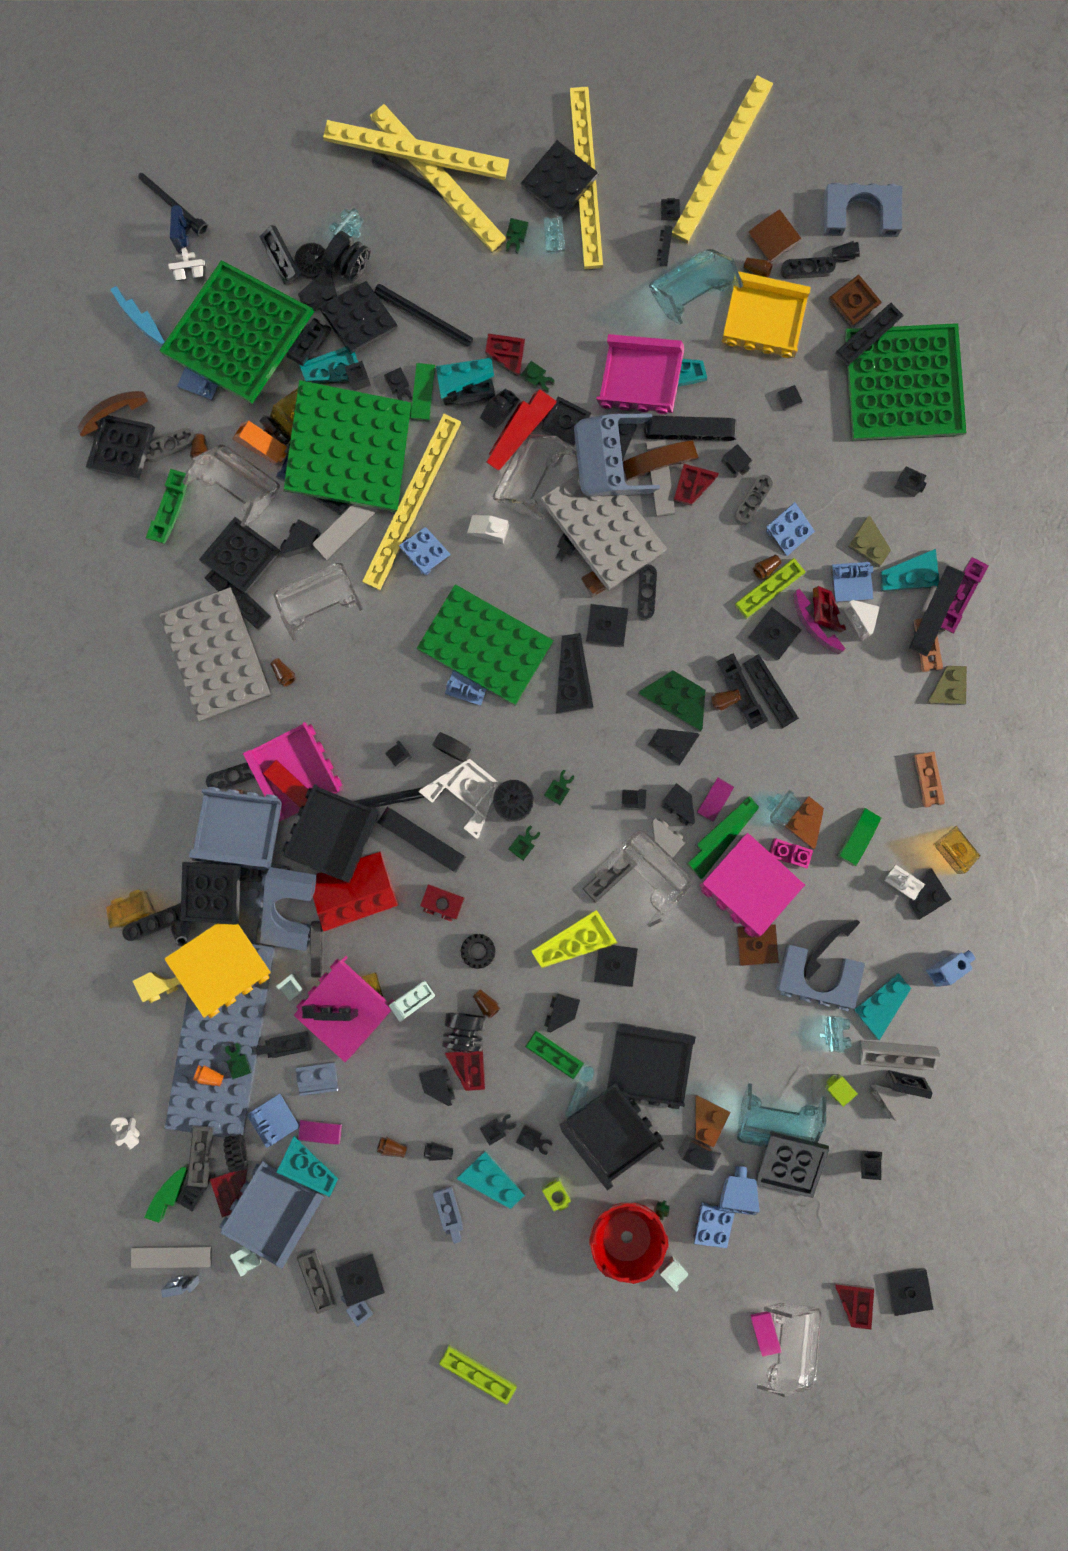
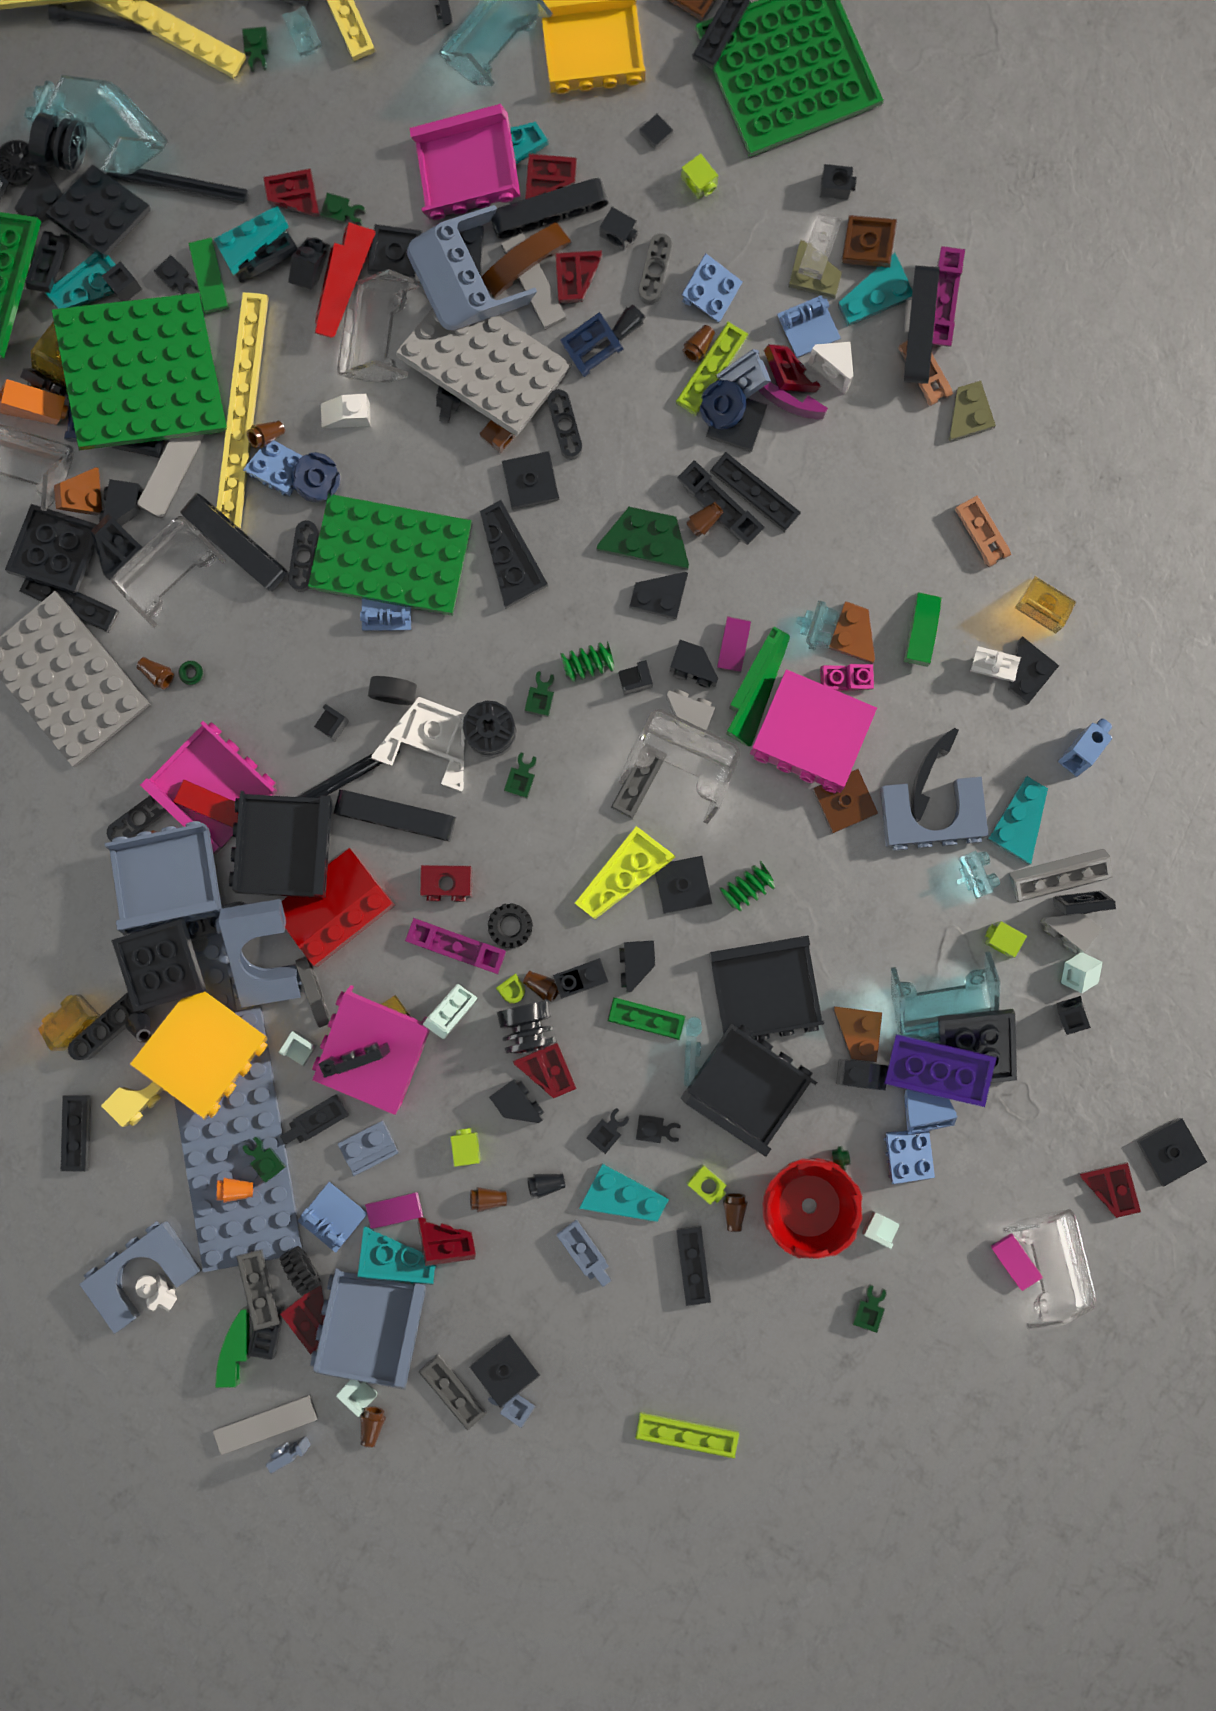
camera: 15 degrees left, 0 degrees up
(89, 1112) = (105, 1285): none -> sand blue arch
(106, 992) = (75, 1132): none -> black plate
(248, 1285) = (371, 1425): none -> reddish brown cone
(273, 521) = (80, 493): none -> dark orange wing
(284, 568) = (113, 545): none -> black wing
(302, 681) = (183, 671): none -> dark green plate
(348, 1170) = (444, 1243): none -> dark red wing
(373, 596) = (234, 542): none -> black beam
(388, 1104) = (465, 1147): none -> lime brick
(393, 252) = (113, 117): none -> clear light blue windscreen
(423, 523) = (263, 434): none -> reddish brown cone
(432, 613) = (299, 537): none -> black beam
(433, 952) = (455, 946): none -> magenta slope
(449, 568) = (315, 477): none -> dark blue tile
(463, 999) = (512, 989): none -> lime tile
(516, 1009) = (580, 978): none -> black slope
(525, 1251) = (693, 1265): none -> black plate
(571, 1219) = (735, 1209): none -> reddish brown cone
(603, 775) = (588, 661): none -> green piece
(643, 1332) = (869, 1314): none -> dark green plate
(663, 984) = (748, 887): none -> green piece
(686, 534) = (588, 337): none -> dark blue plate
(699, 403) = (549, 173): none -> dark red wing
(719, 533) = (628, 322): none -> black cone
(758, 1172) = (940, 1070): none -> dark purple plate
(768, 619) = (723, 404): none -> dark blue tile
(791, 605) = (747, 372): none -> sand blue plate
(810, 443) = (699, 176): none -> lime brick
(881, 525) = (819, 245): none -> clear tile
(888, 1134) = (1081, 972): none -> light aqua panel
(919, 534) = (869, 241): none -> reddish brown plate

